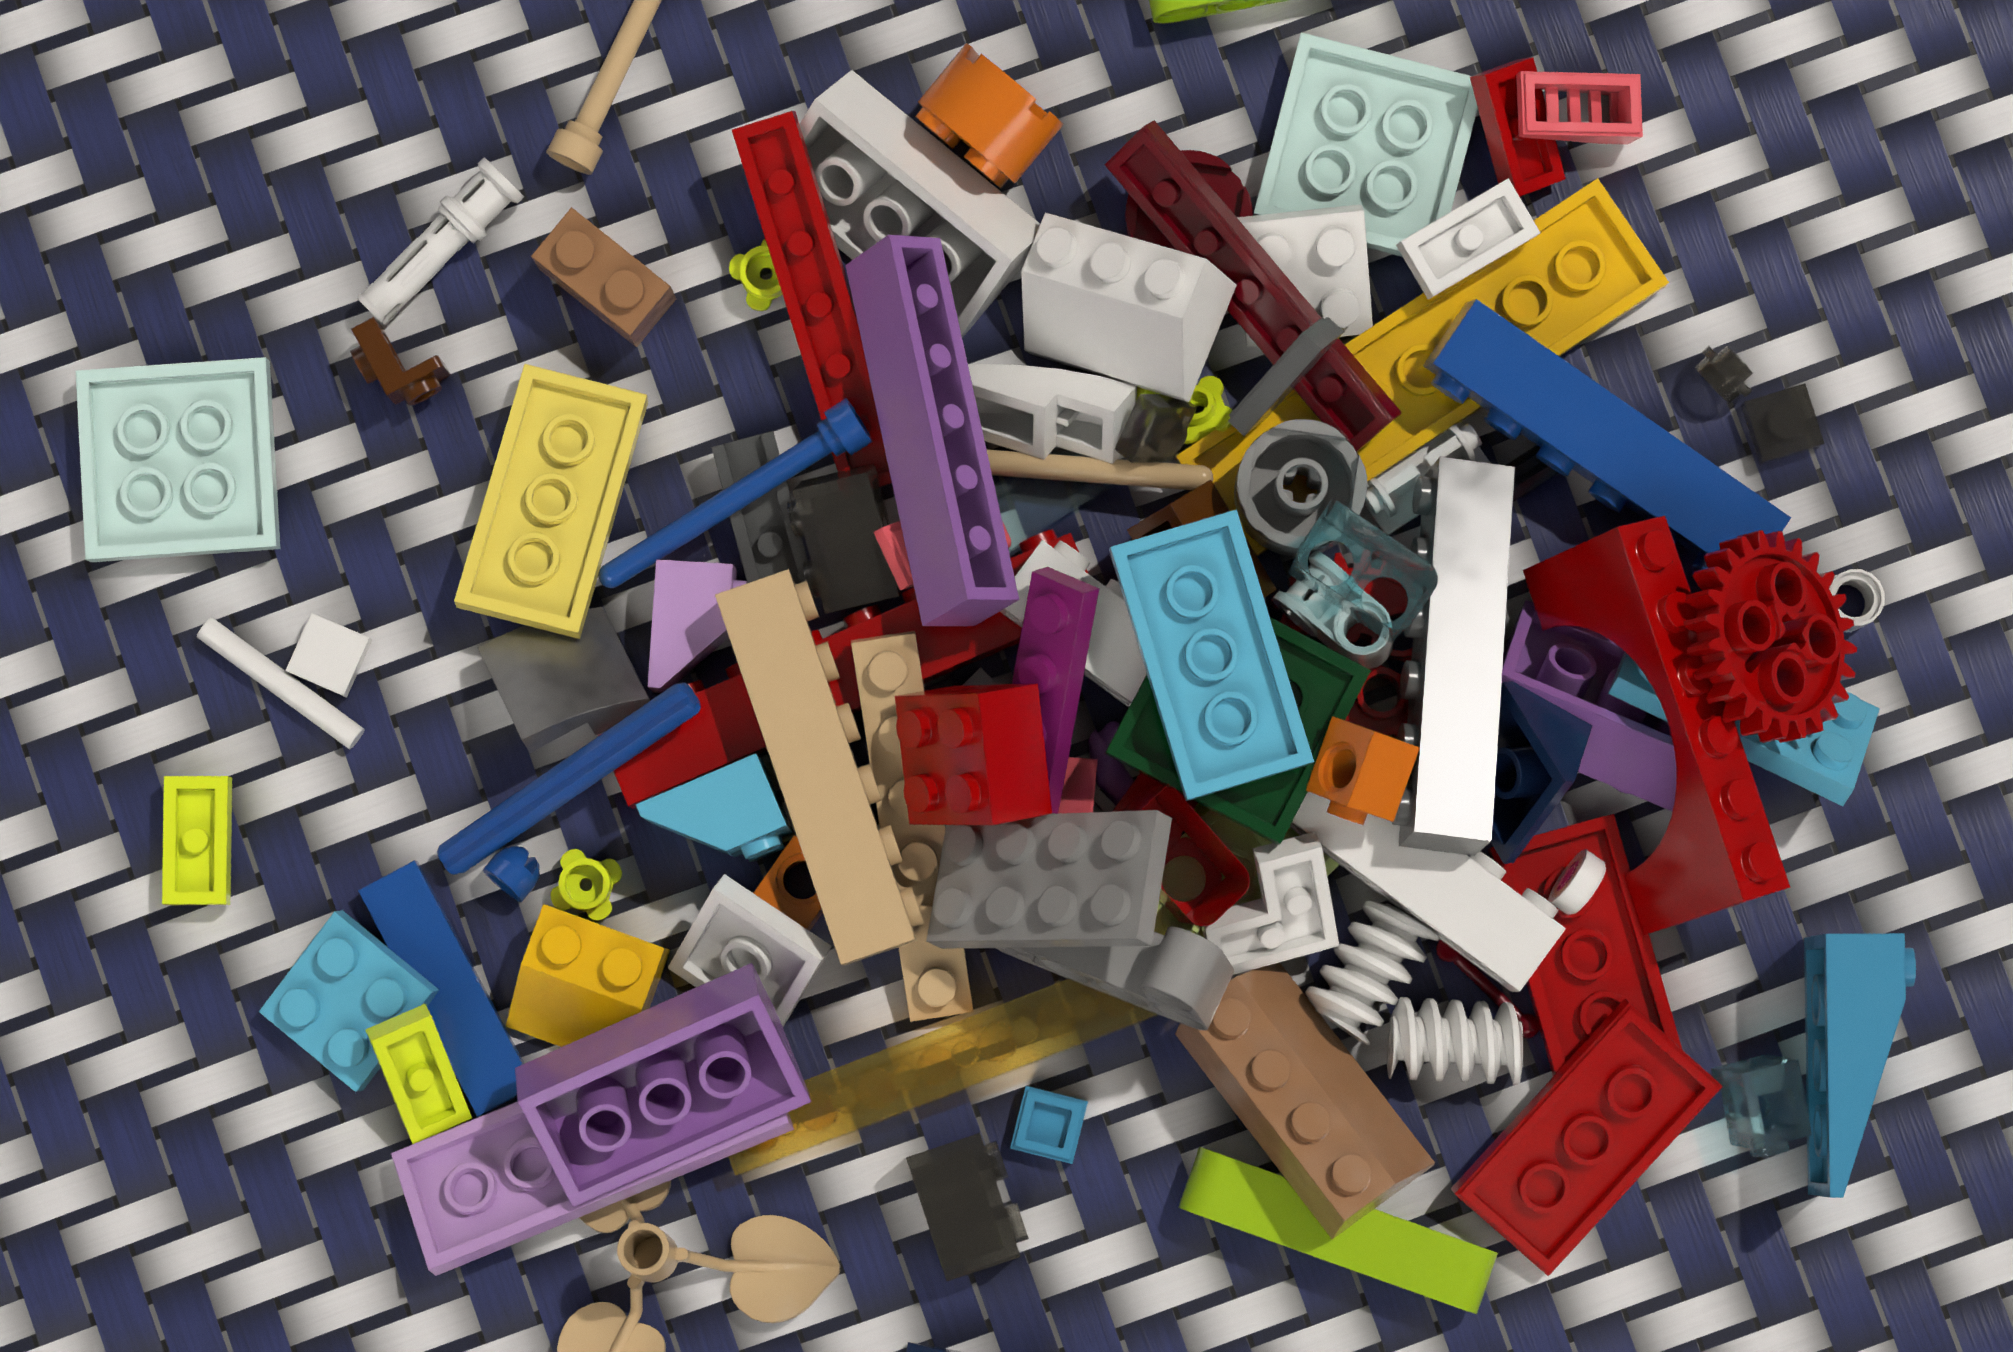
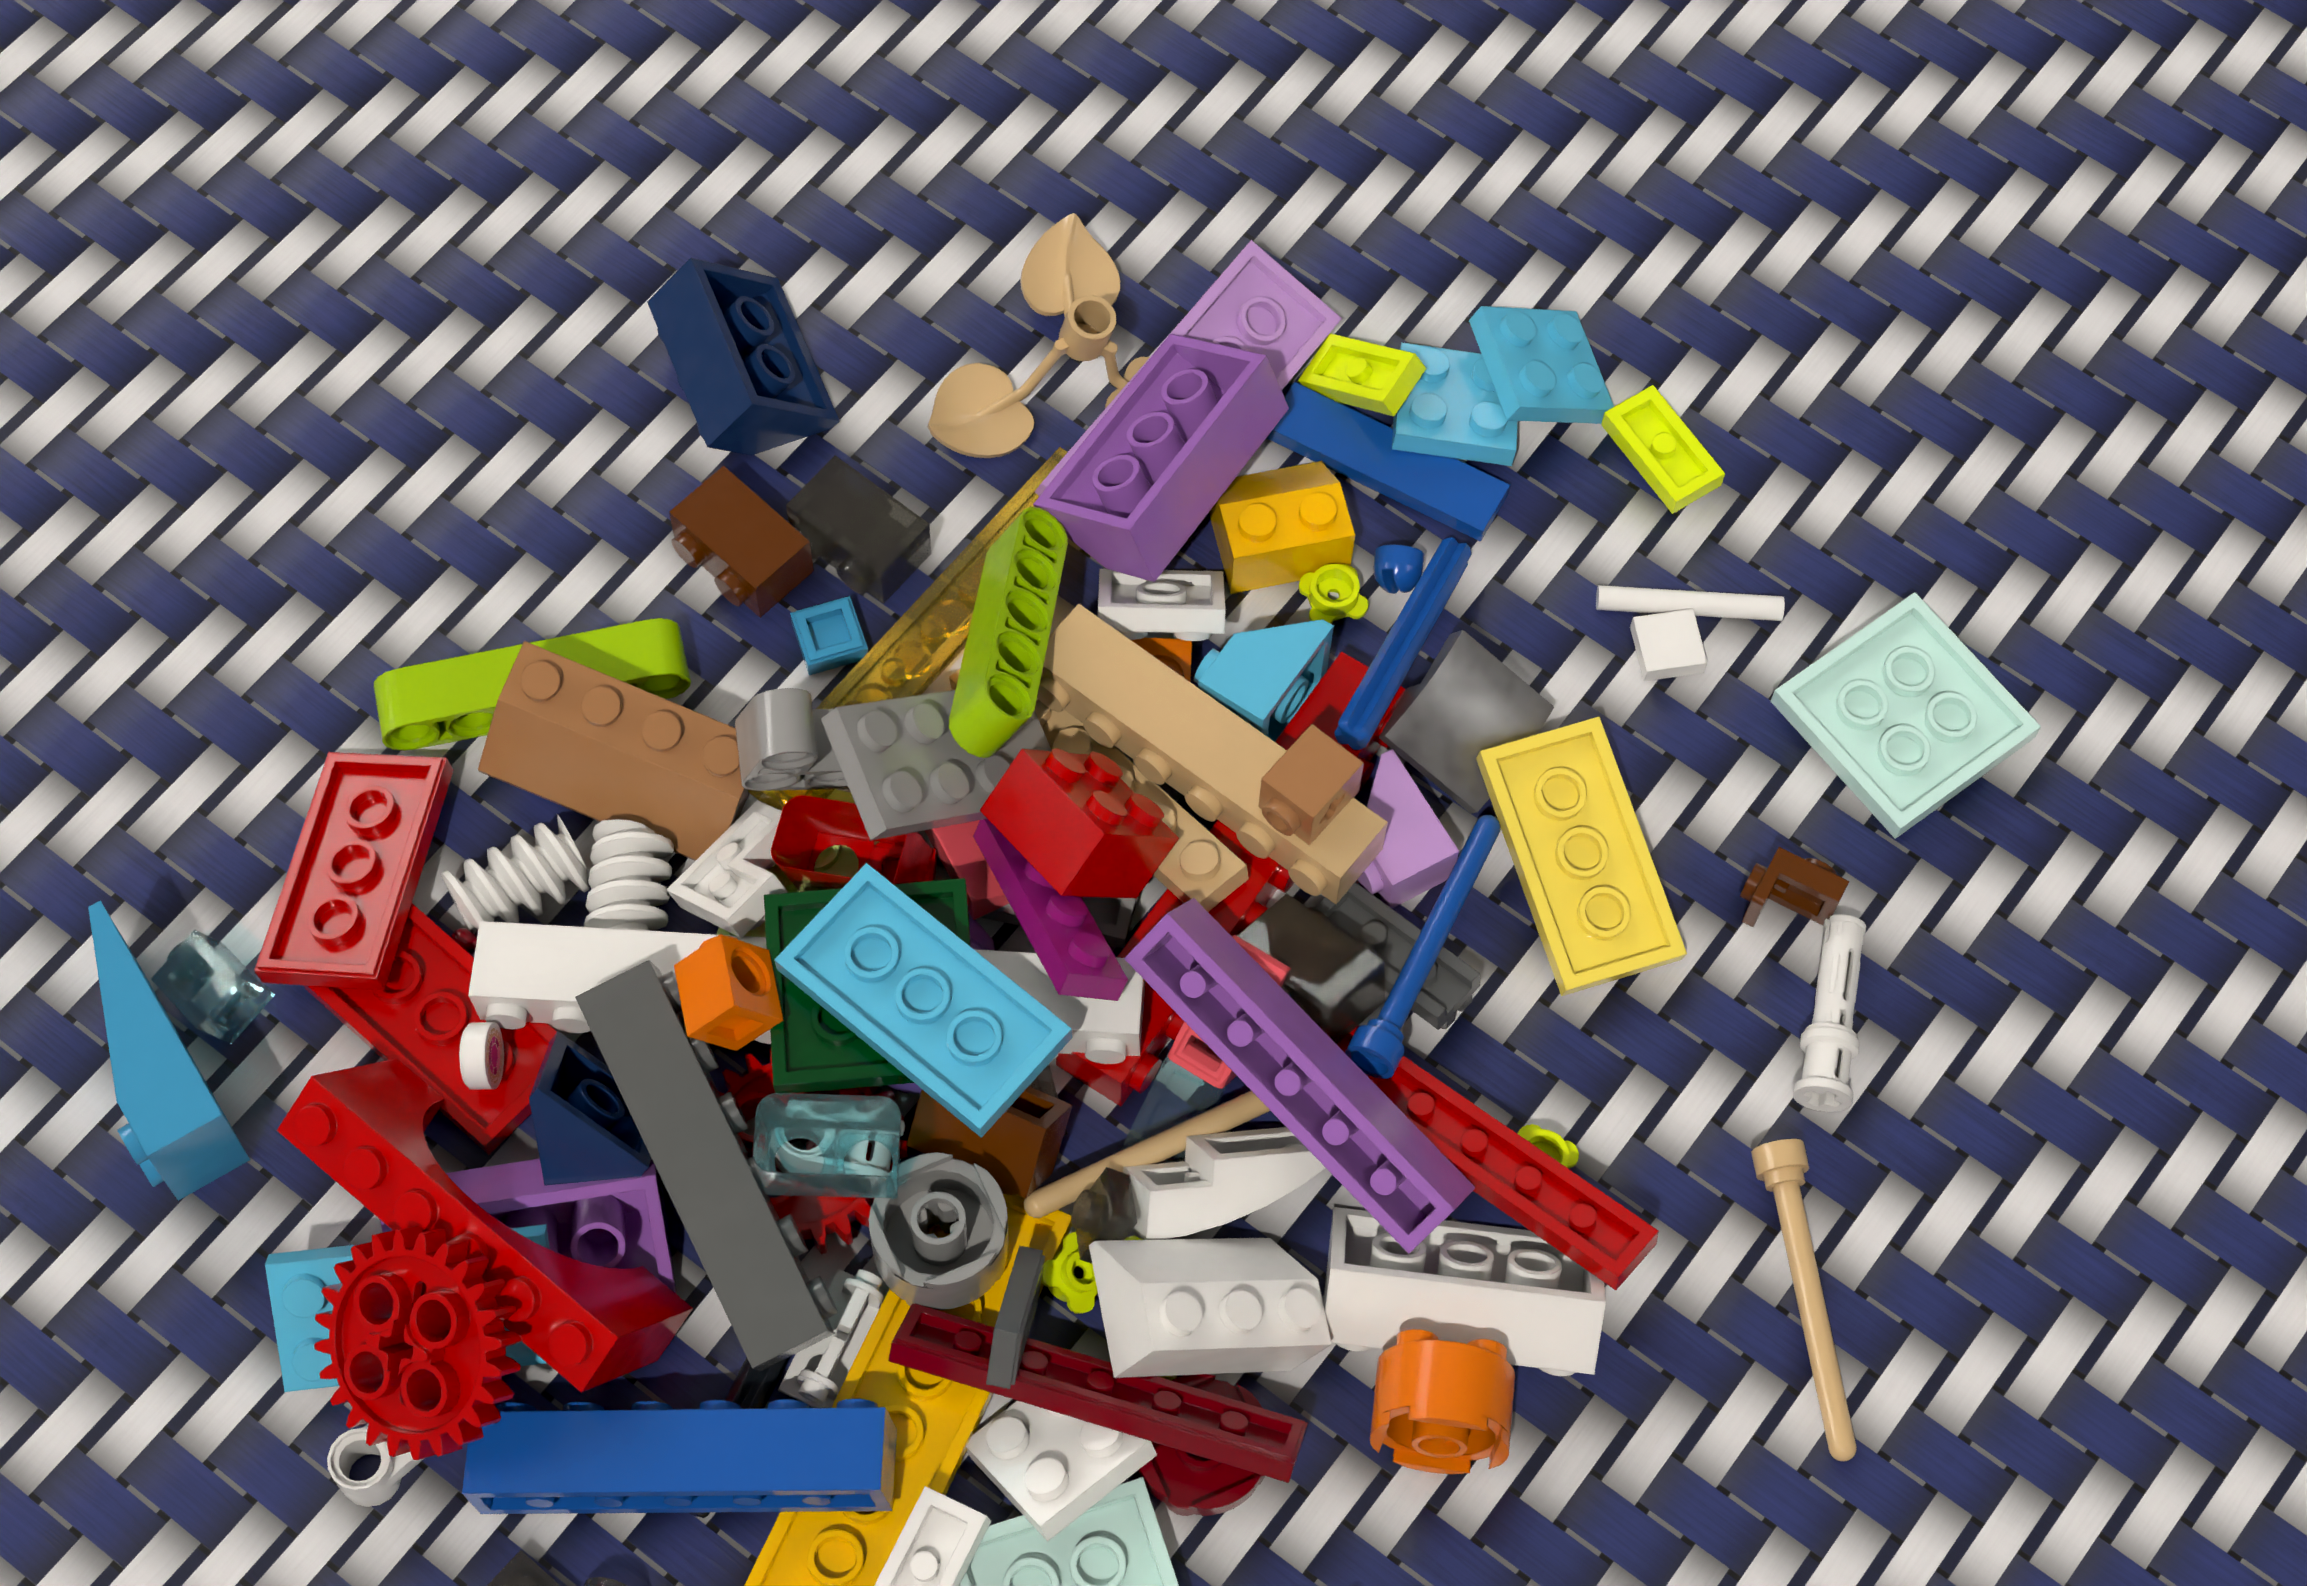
camera: 140 degrees right, 20 degrees down
(247, 986) = (1541, 365): none -> medium azure plate
(604, 277) = (1674, 1063): medium nougat brick -> none
(767, 652) = (1309, 785): none -> medium nougat brick
(919, 970) = (1008, 633): none -> lime beam
(1077, 1258) = (740, 542): none -> reddish brown brick

